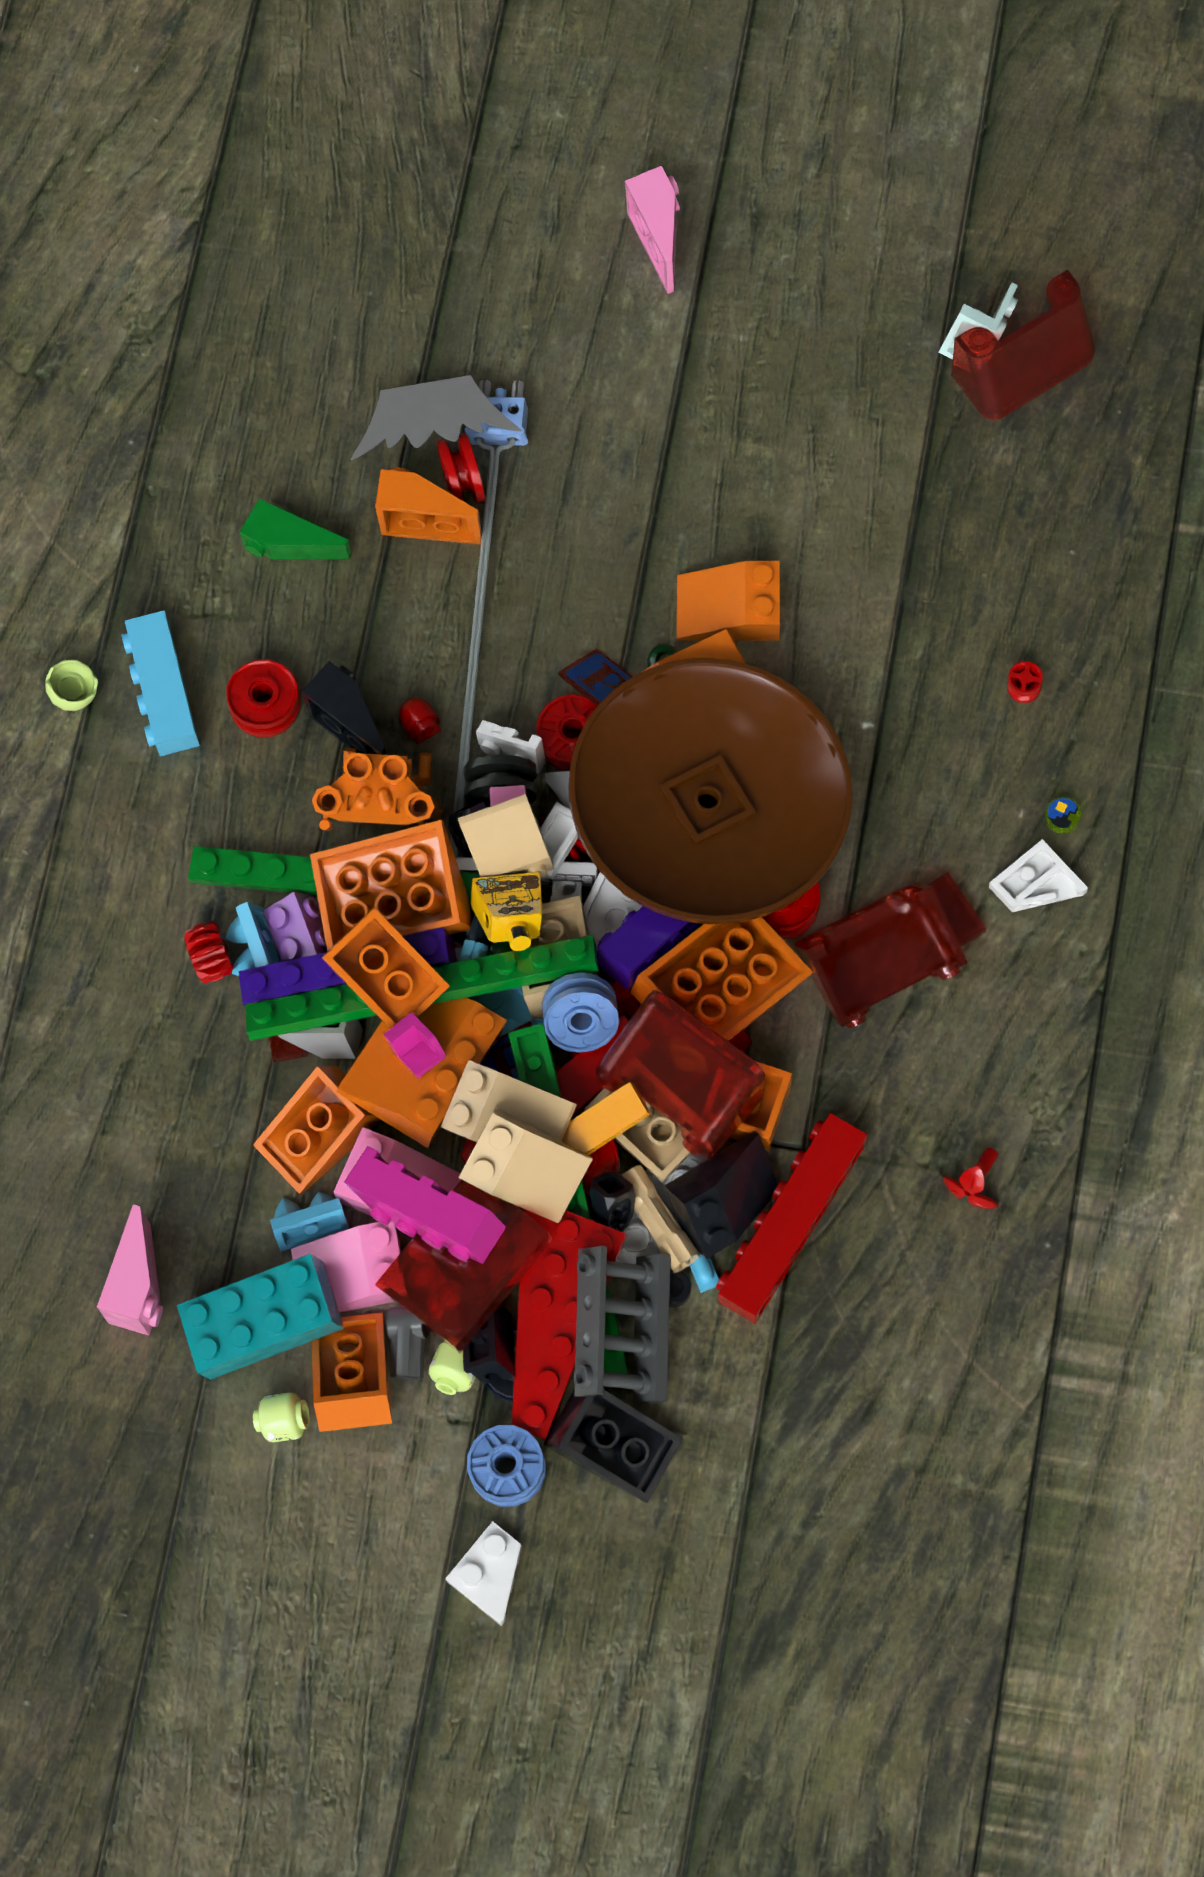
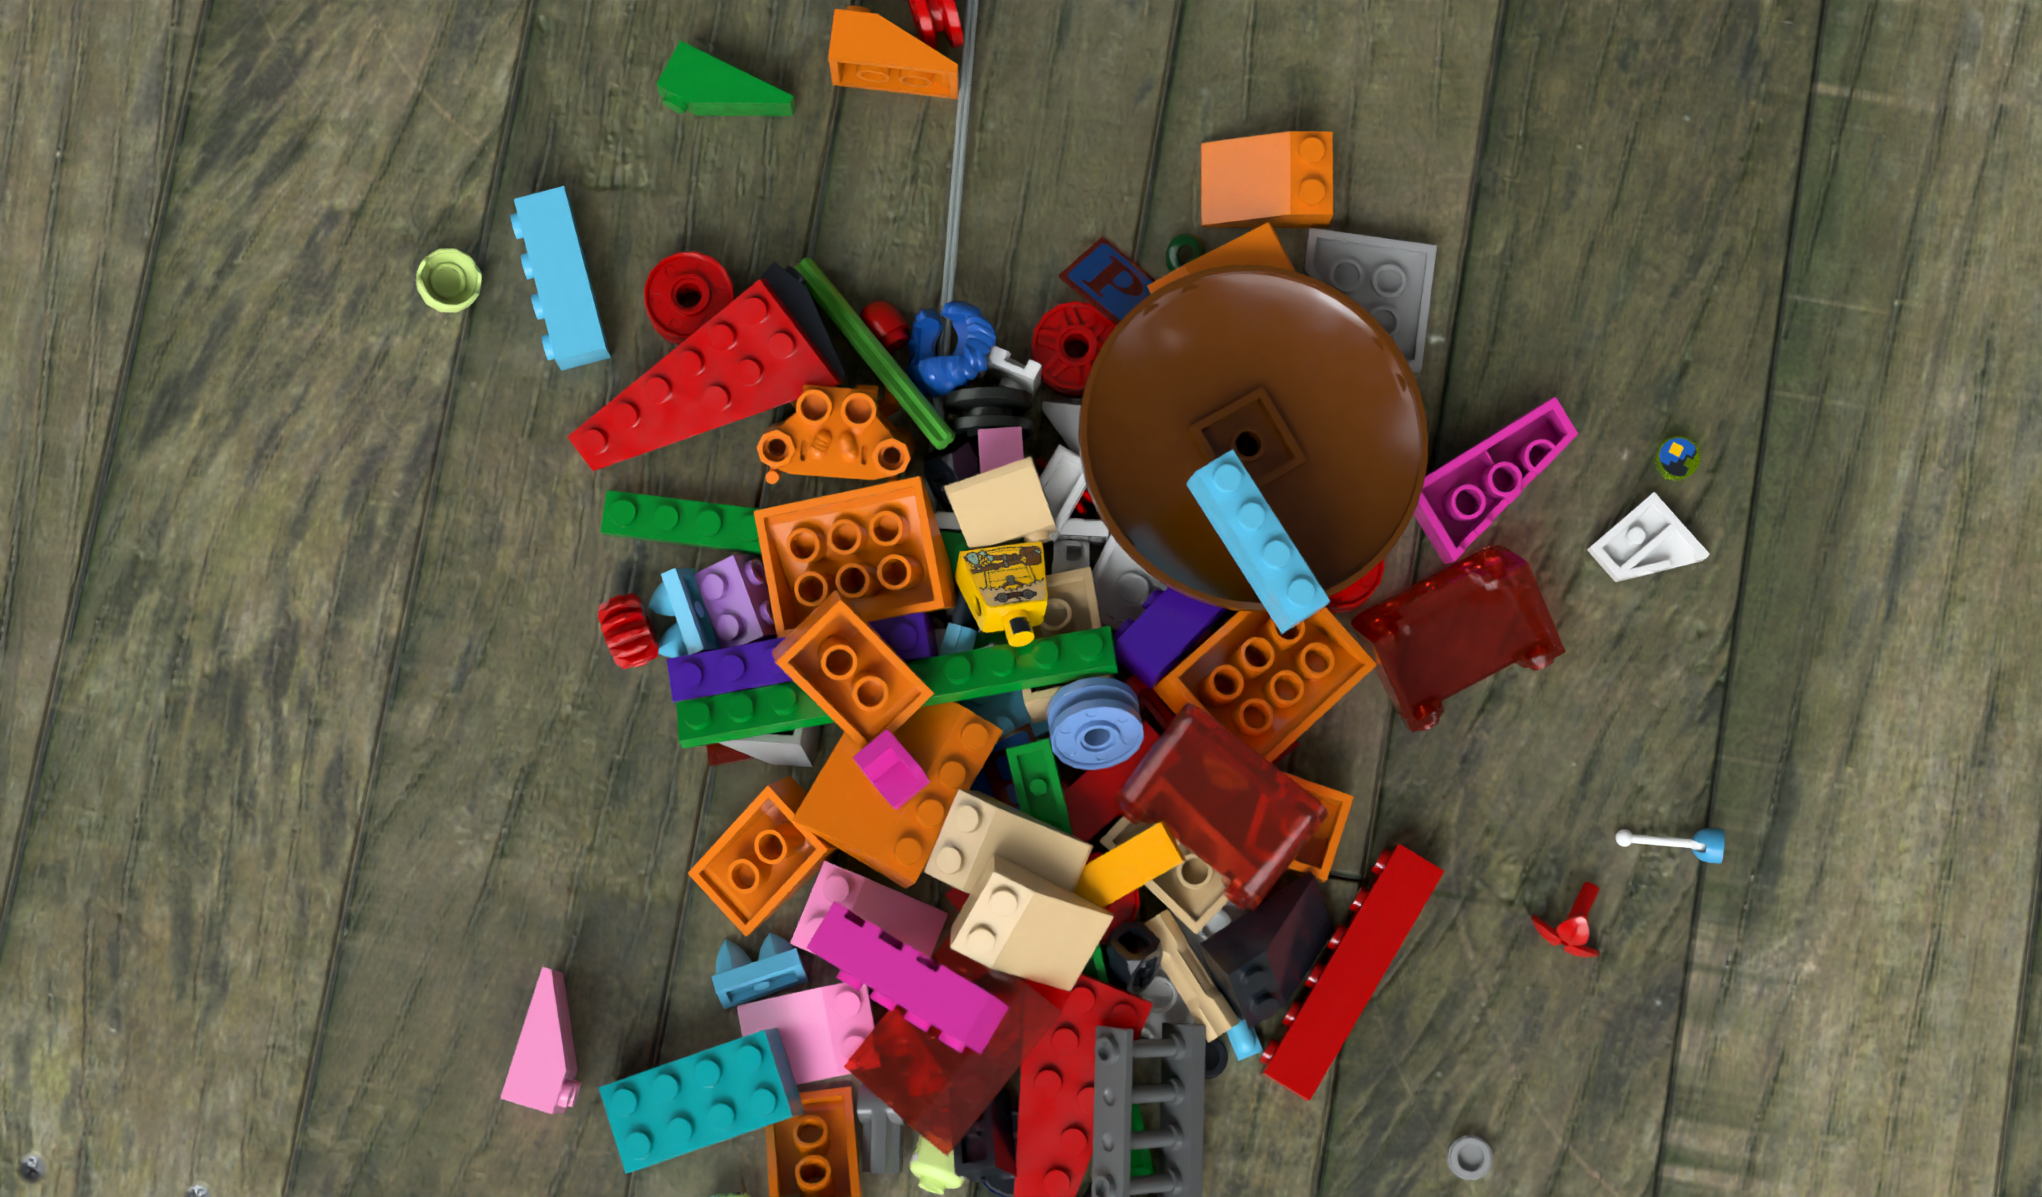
camera: 10 degrees left, 10 degrees up
(285, 750) = (727, 370): none -> red wing
(411, 737) = (875, 355): none -> bright green axle
(457, 749) = (947, 373): none -> blue piece
(709, 865) = (1257, 541): none -> medium azure brick
(823, 674) = (1383, 277): none -> light grey plate
(890, 1367) = (1469, 1157): none -> light grey tile
(898, 831) = (1481, 481): none -> dark pink wedge
(958, 910) = (1551, 579): clear red tile -> none
(1024, 673) = (1635, 279): red wheel -> none
(1085, 1116) = (1705, 844): none -> hinge

